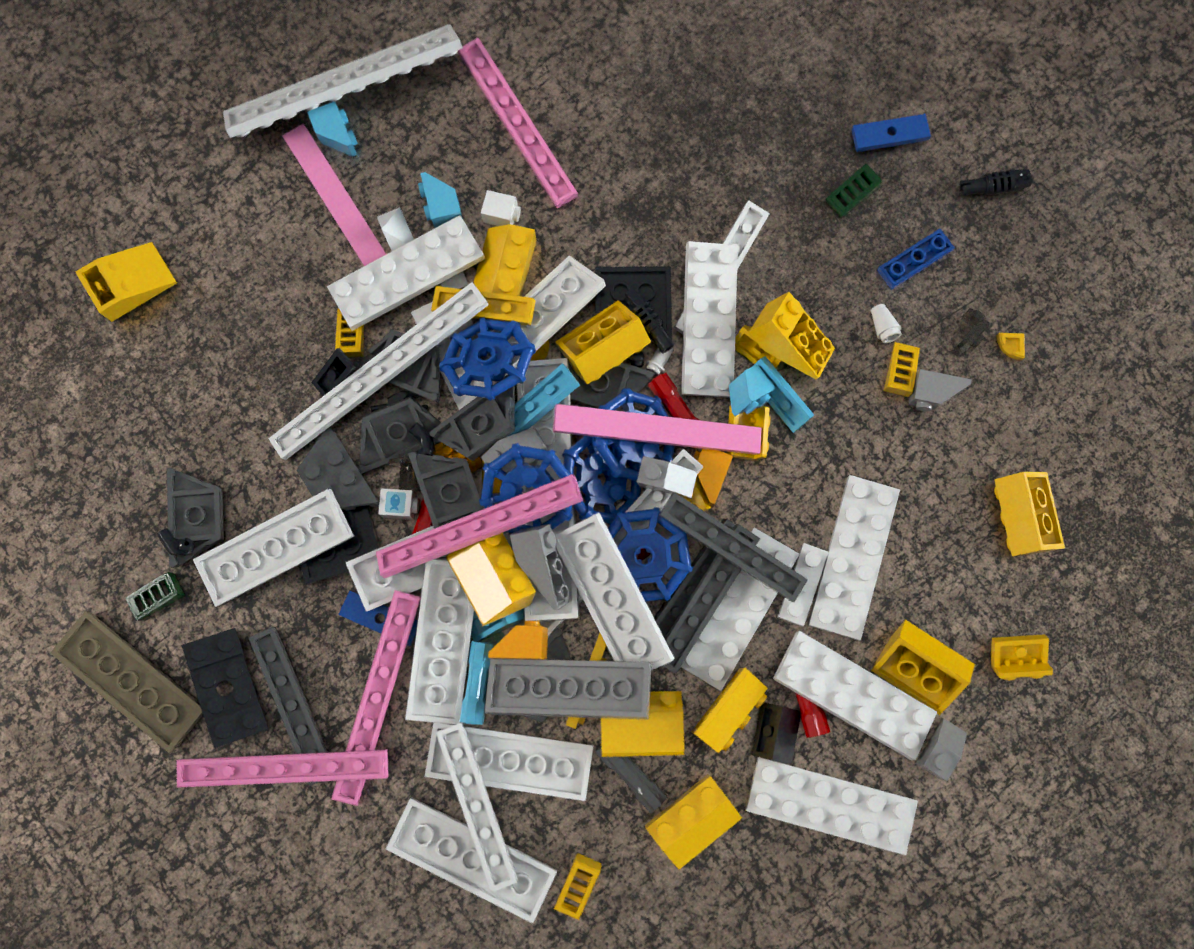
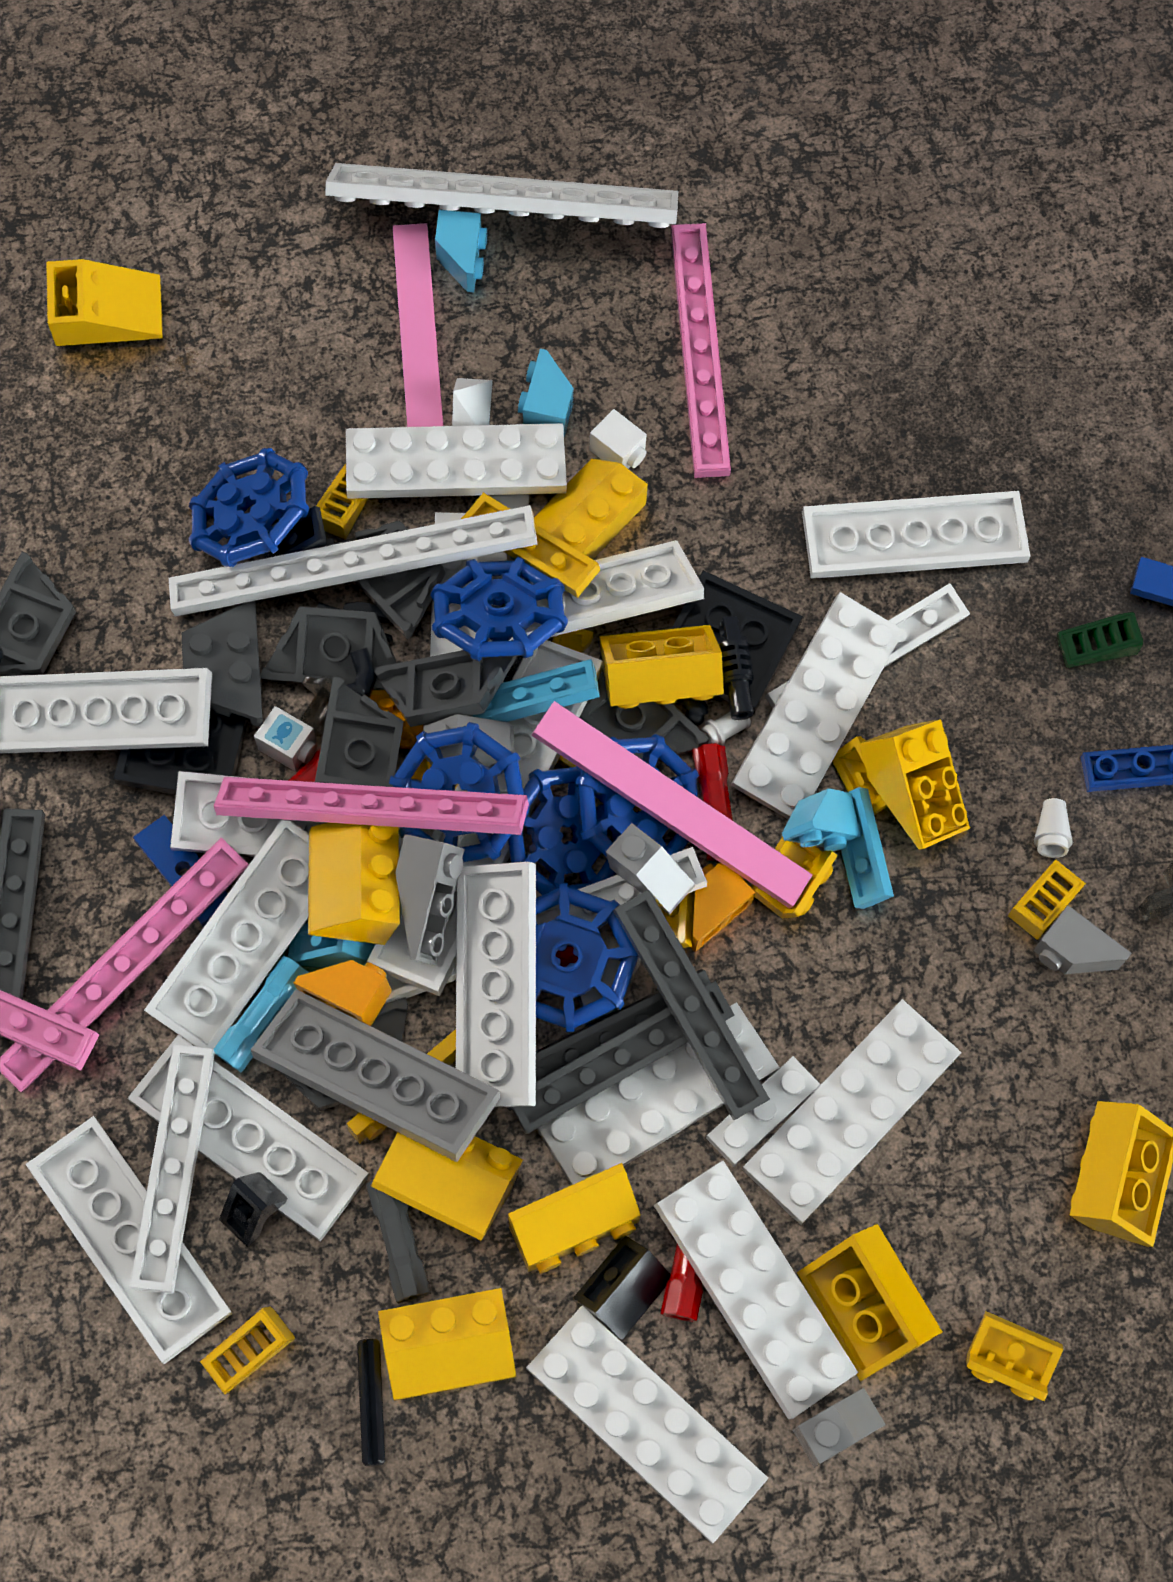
camera: 20 degrees right, 10 degrees down
(282, 368) = (252, 531): none -> blue plate
(536, 802) = (249, 1205): none -> black slope
(666, 879) = (371, 1402): none -> black axle
(710, 178) = (915, 534): none -> white plate

